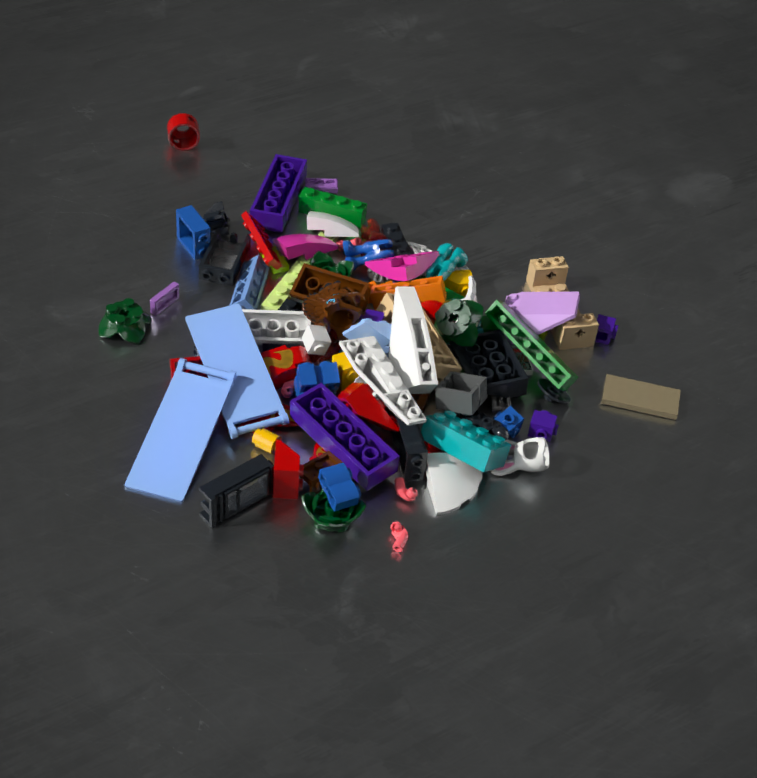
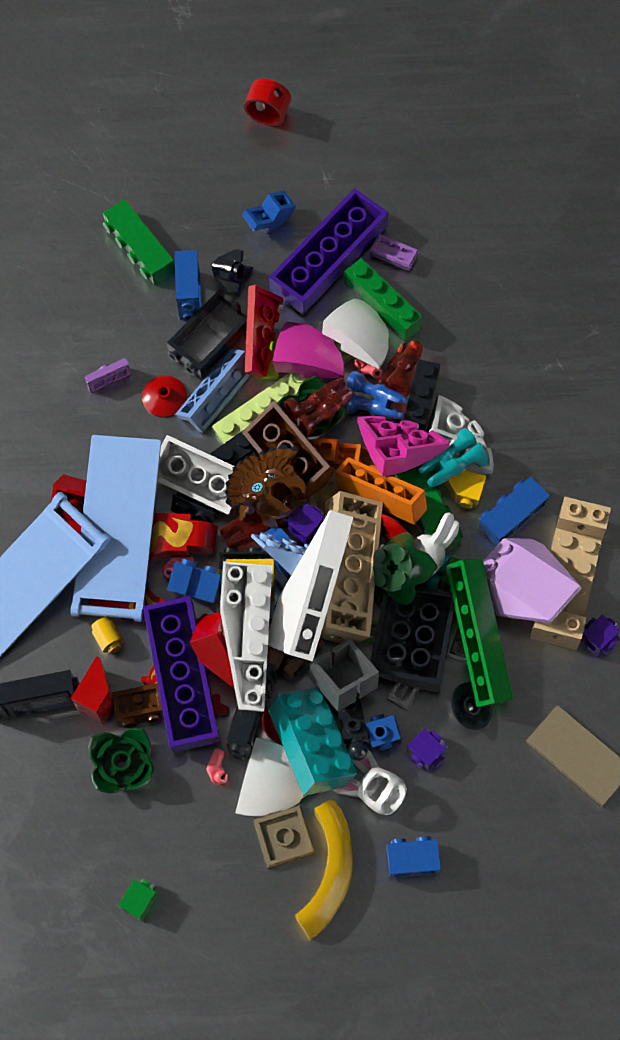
camera: 35 degrees right, 25 degrees up
(126, 319) = (48, 407): dark green brick -> none
(138, 224) = (139, 242): none -> green brick
(212, 300) = (167, 404): none -> red dish
(225, 184) = (272, 214): none -> blue brick
(316, 339) = (228, 522): white brick -> none
(336, 259) = (324, 399): none -> clear red piece
(339, 487) = (131, 747): blue brick -> none
(400, 535) = (178, 826): coral arm -> none
(405, 589) = (138, 899): none -> green brick
(482, 513) = (284, 837): none -> dark tan tile
(500, 284) = (513, 510): none -> blue brick
(533, 515) = (337, 877): none -> yellow brick
(582, 486) = (413, 858): none -> blue brick

